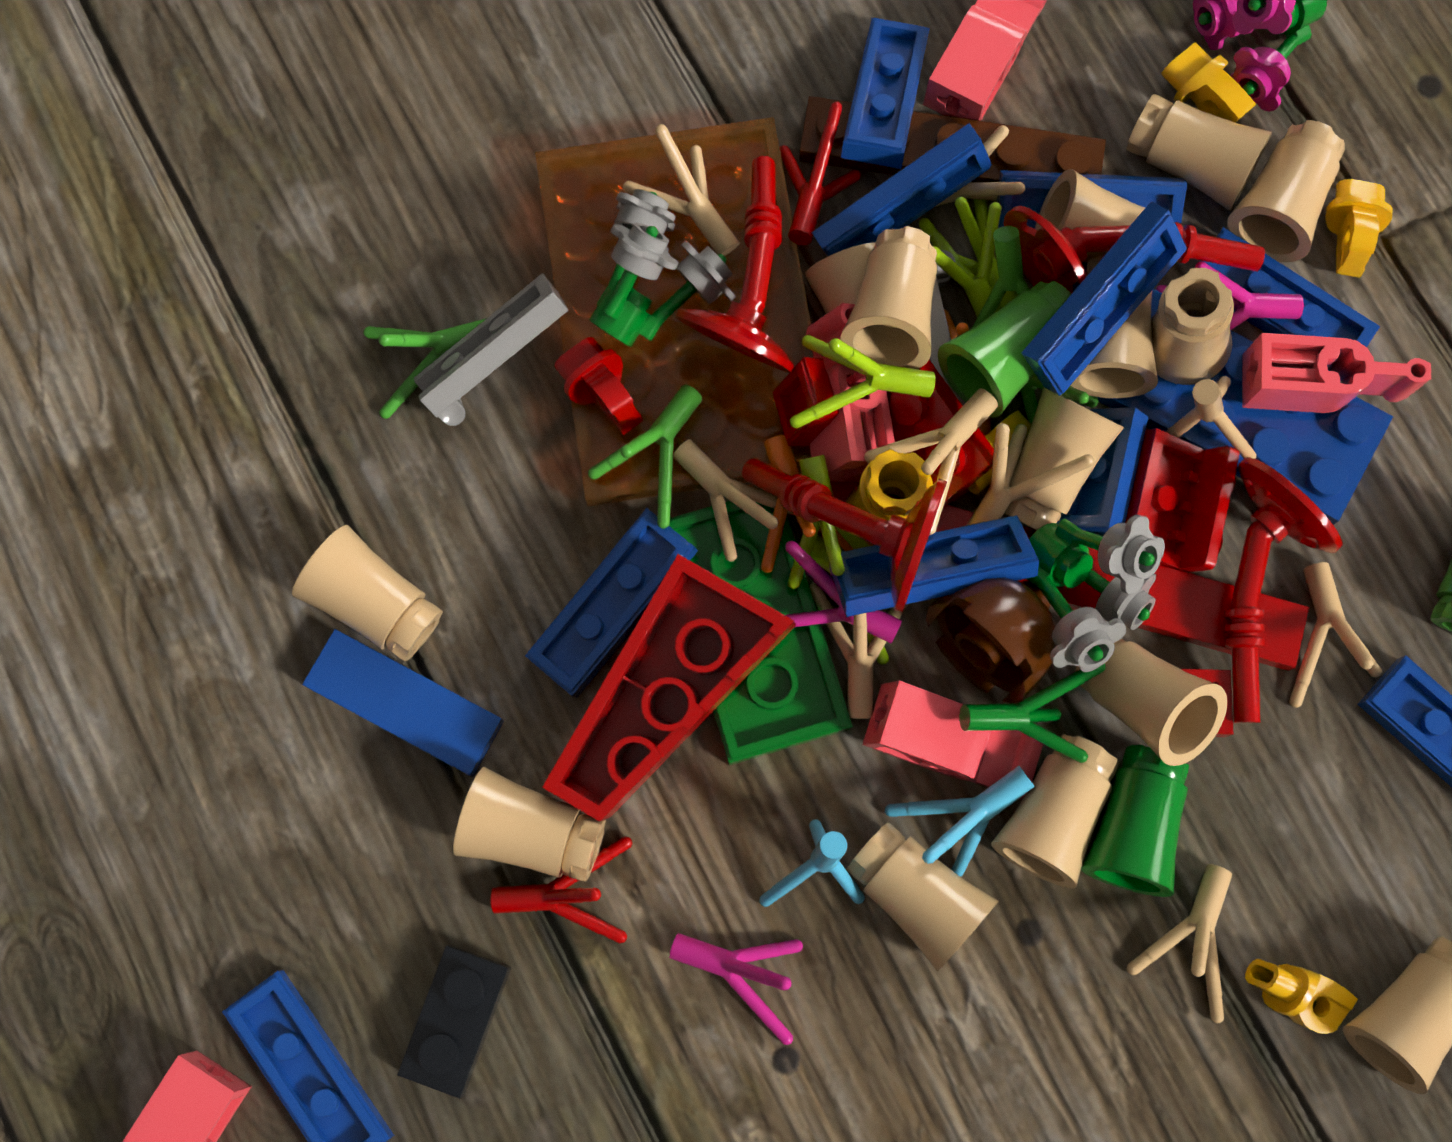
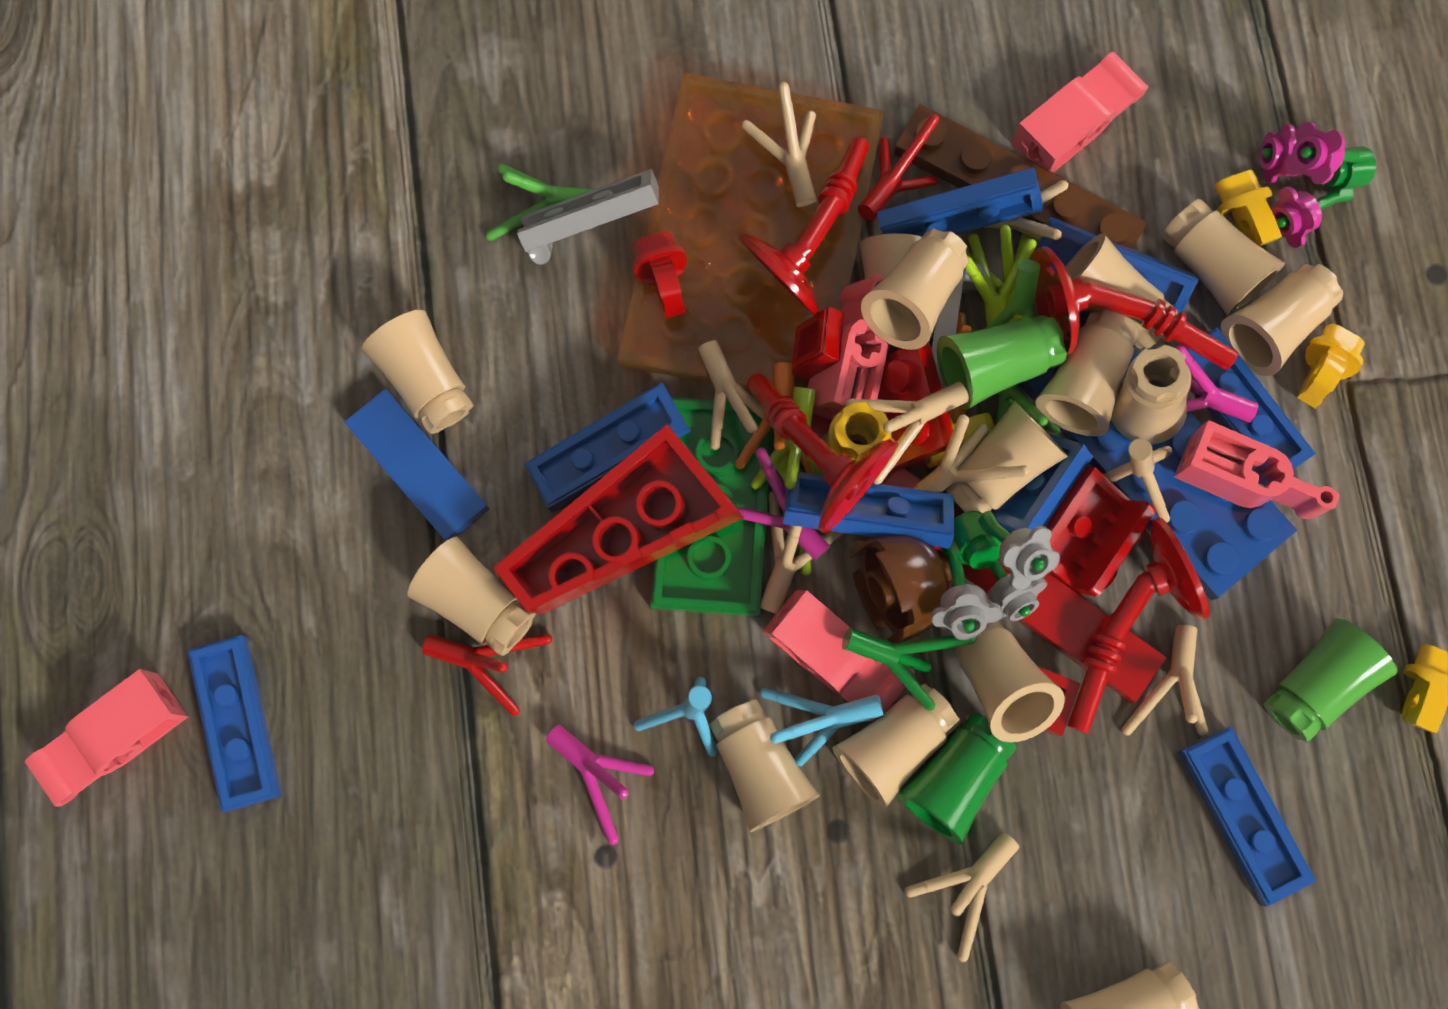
camera: 20 degrees right, 0 degrees up
(454, 1021) = (360, 726): black plate -> none
(644, 253) = (732, 178): light grey plant -> none
(663, 433) = (696, 327): bright green plant -> none
(878, 377) = (881, 342): lime plant -> none
(885, 93) = (980, 122): blue tile -> none
(1105, 299) = (1087, 345): blue tile -> none
(1293, 991) = (1031, 959): yellow piece -> none

